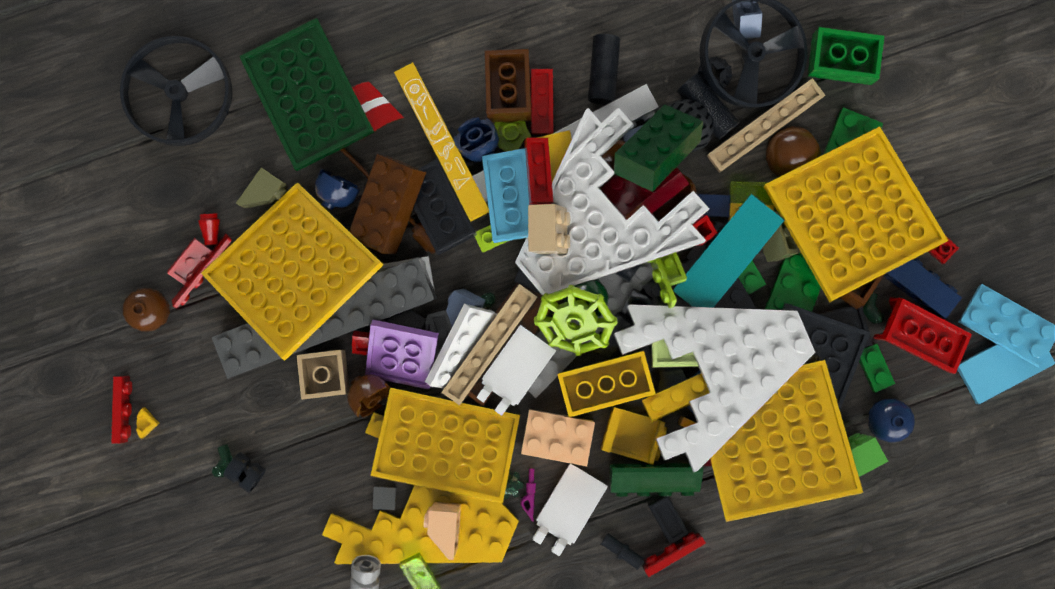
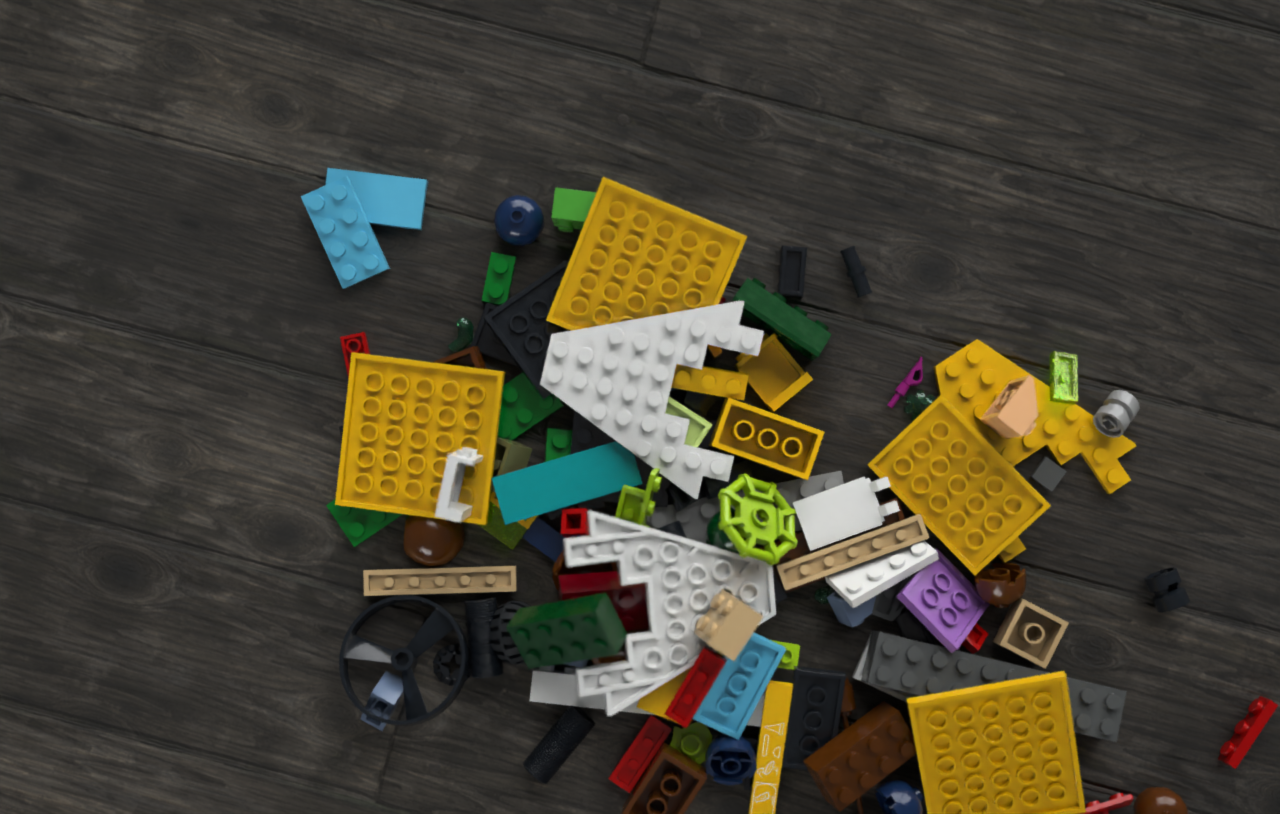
camera: 145 degrees left, 0 degrees up
(145, 423) = (1231, 702): yellow tile -> none
(225, 459) = (1175, 616): clear green arm -> none
(558, 437) = (846, 419): light nougat brick -> none
(569, 507) = (878, 346): white tile -> none
(673, 553) = (810, 238): red tile -> none
(812, 195) = (448, 504): none -> white panel
(845, 56) = (317, 595): green brick -> none
(924, 288) = (399, 322): dark blue brick -> none
(925, 335) = (432, 277): red plate -> none

